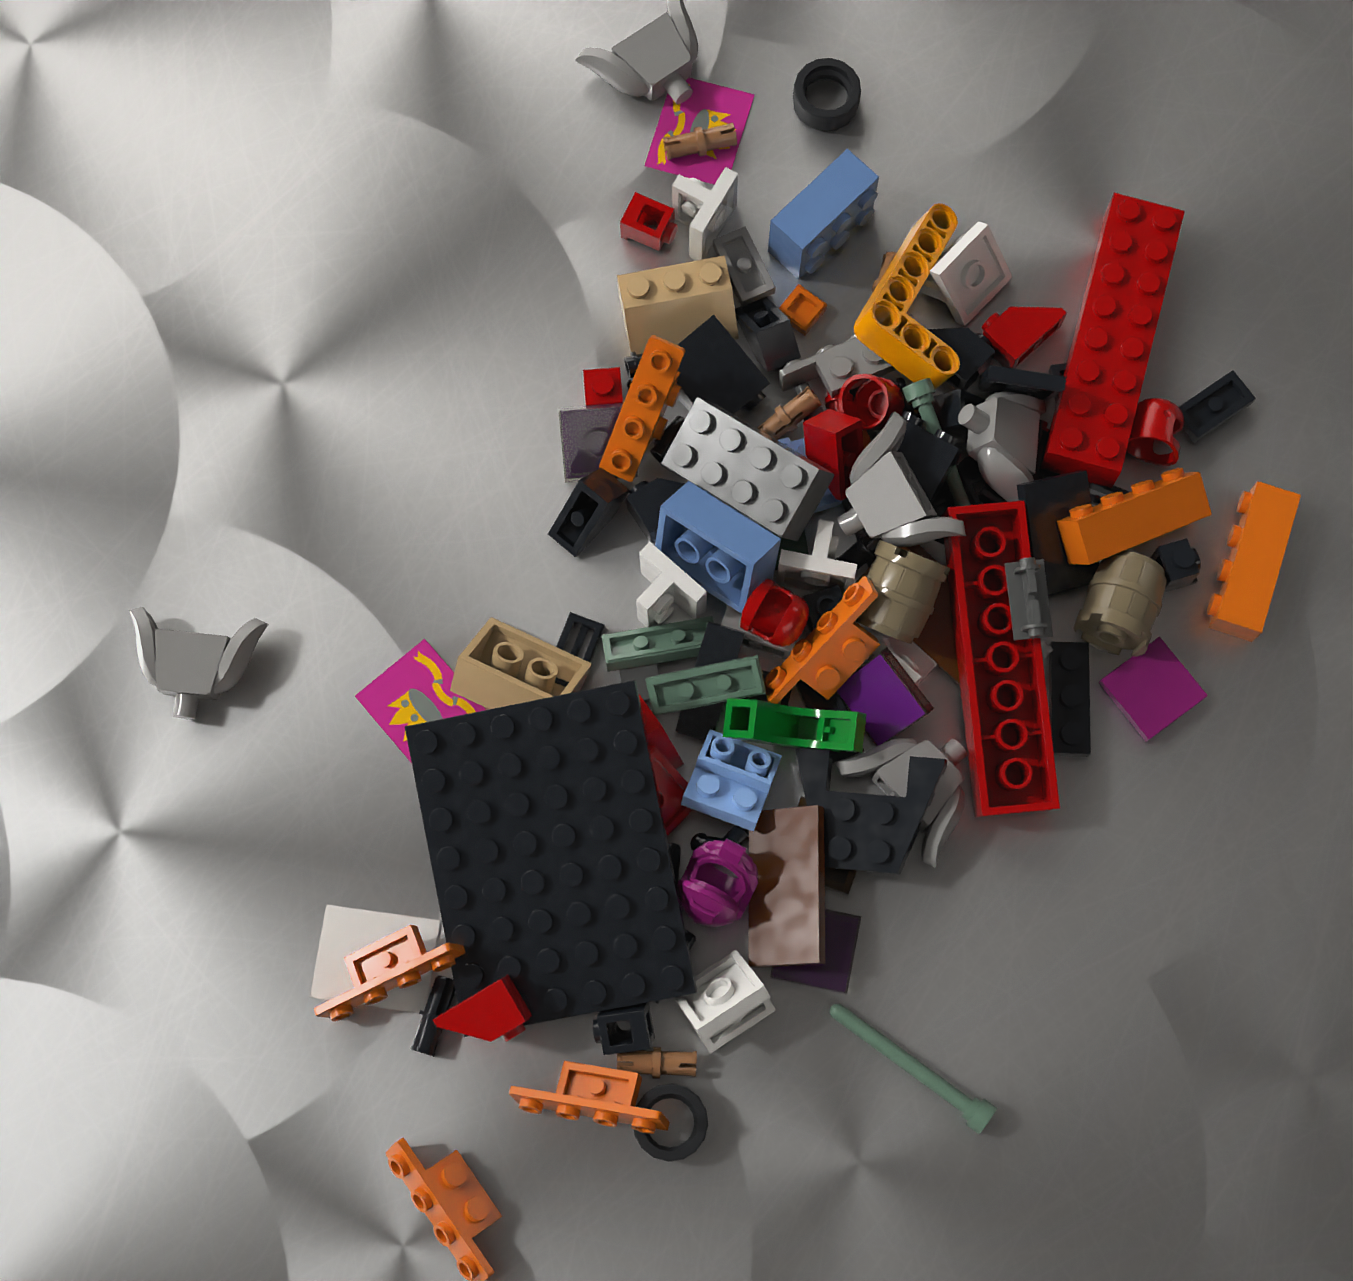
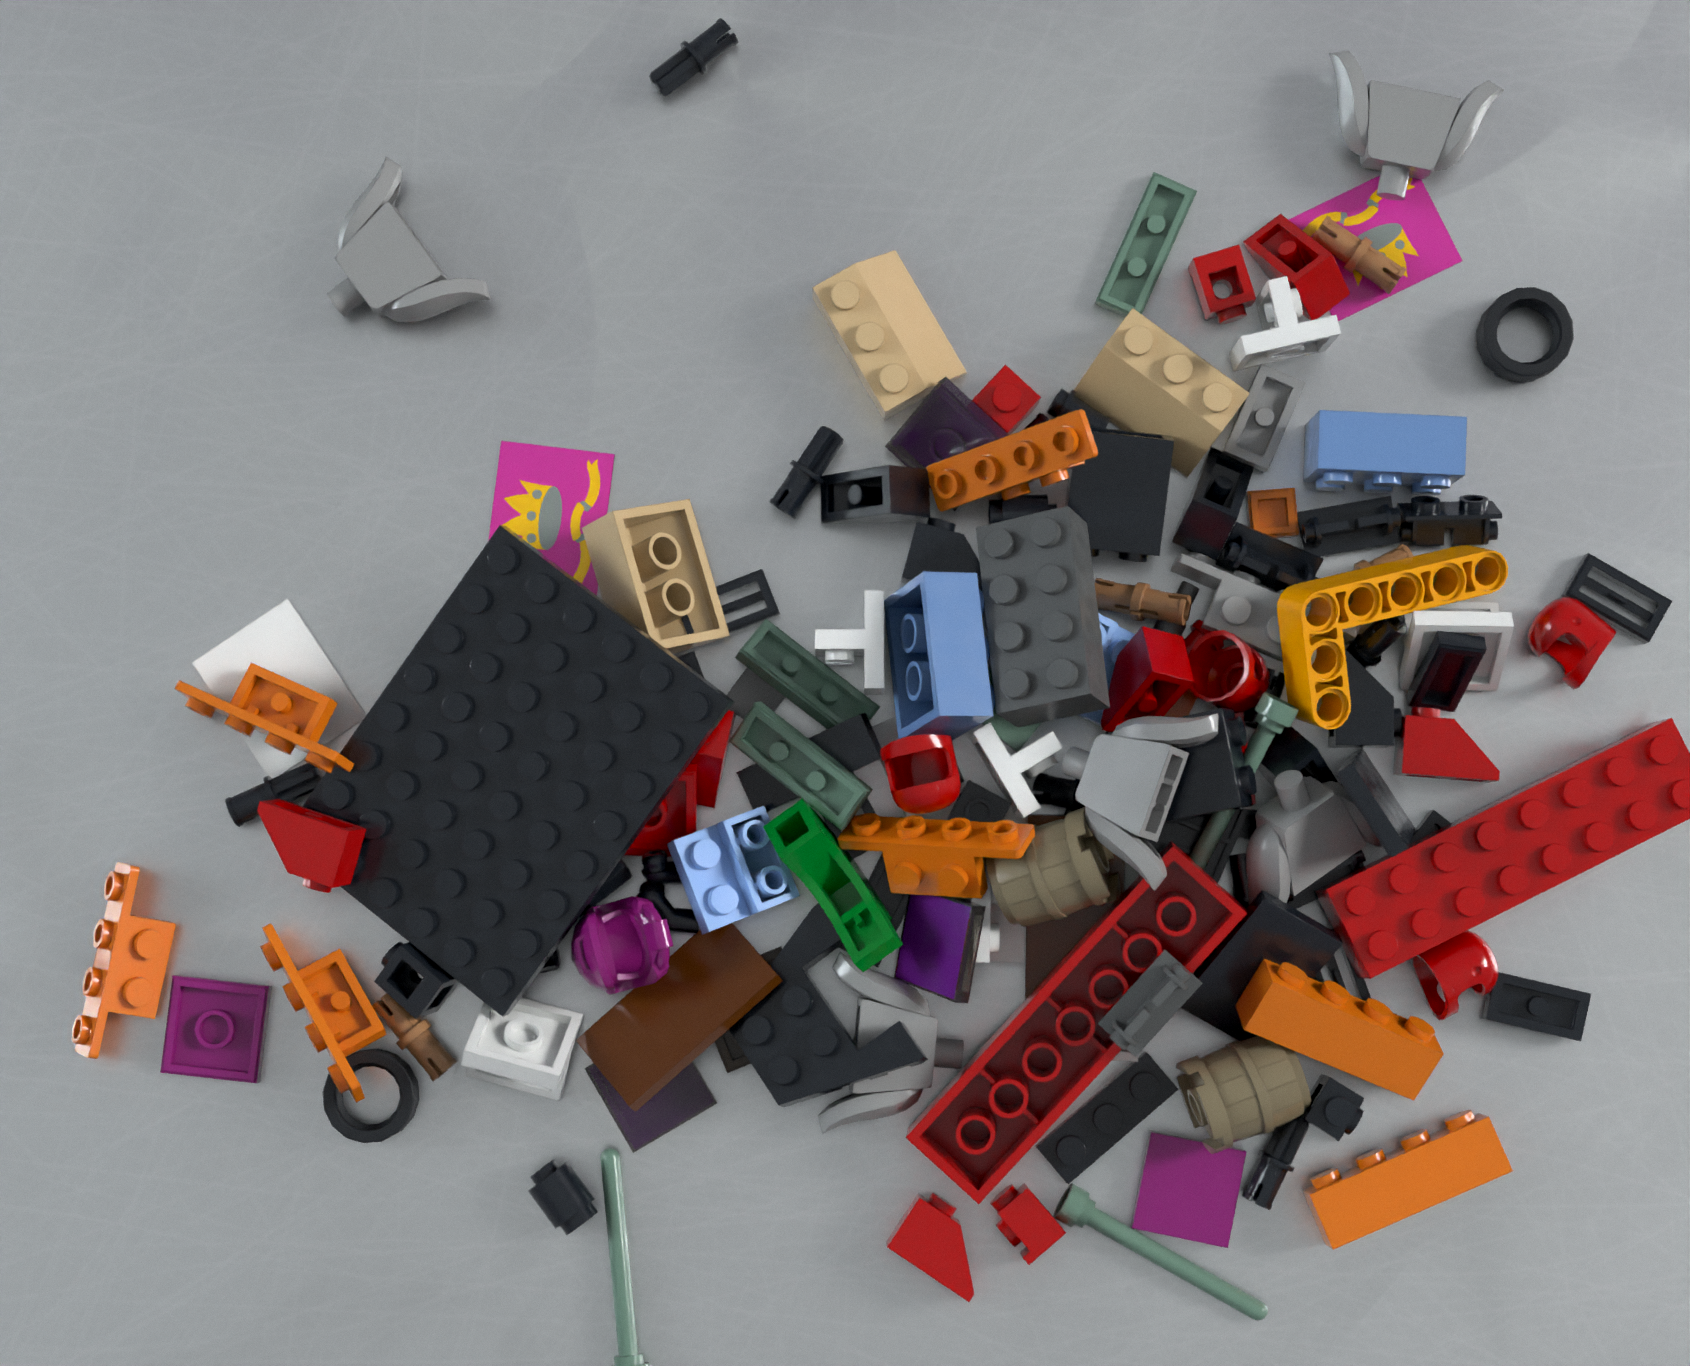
camera: 45 degrees right, 10 degrees up
(244, 393) = (693, 58): none -> black axle
(501, 426) = (887, 332): none -> tan slope
(538, 537) = (807, 471): none -> black axle
(542, 1184) = (216, 1029): none -> magenta tile
(587, 247) = (1146, 246): none -> sand green tile
(659, 173) = (1288, 251): none -> red slope
(692, 825) = (657, 868): none -> black arm
(825, 329) = (1267, 558): none -> black hinge
(836, 1059) = (562, 1196): none -> black brick
(848, 274) = (1349, 526): none -> black hinge
(882, 228) = (1466, 517): none -> black hinge
(926, 308) = (1375, 640): none -> black pin
(978, 287) = (1446, 671): none -> black tile
(1020, 185) = (1653, 619): none -> black tile
(1020, 203) = (1580, 627): none -> red helmet
(1059, 860) = (934, 1243): none -> red slope
(1093, 795) = (1026, 1221): none -> red brick
(1109, 760) = (1080, 1210): none -> sand green piece
(1180, 625) = (1276, 1162): none -> black axle

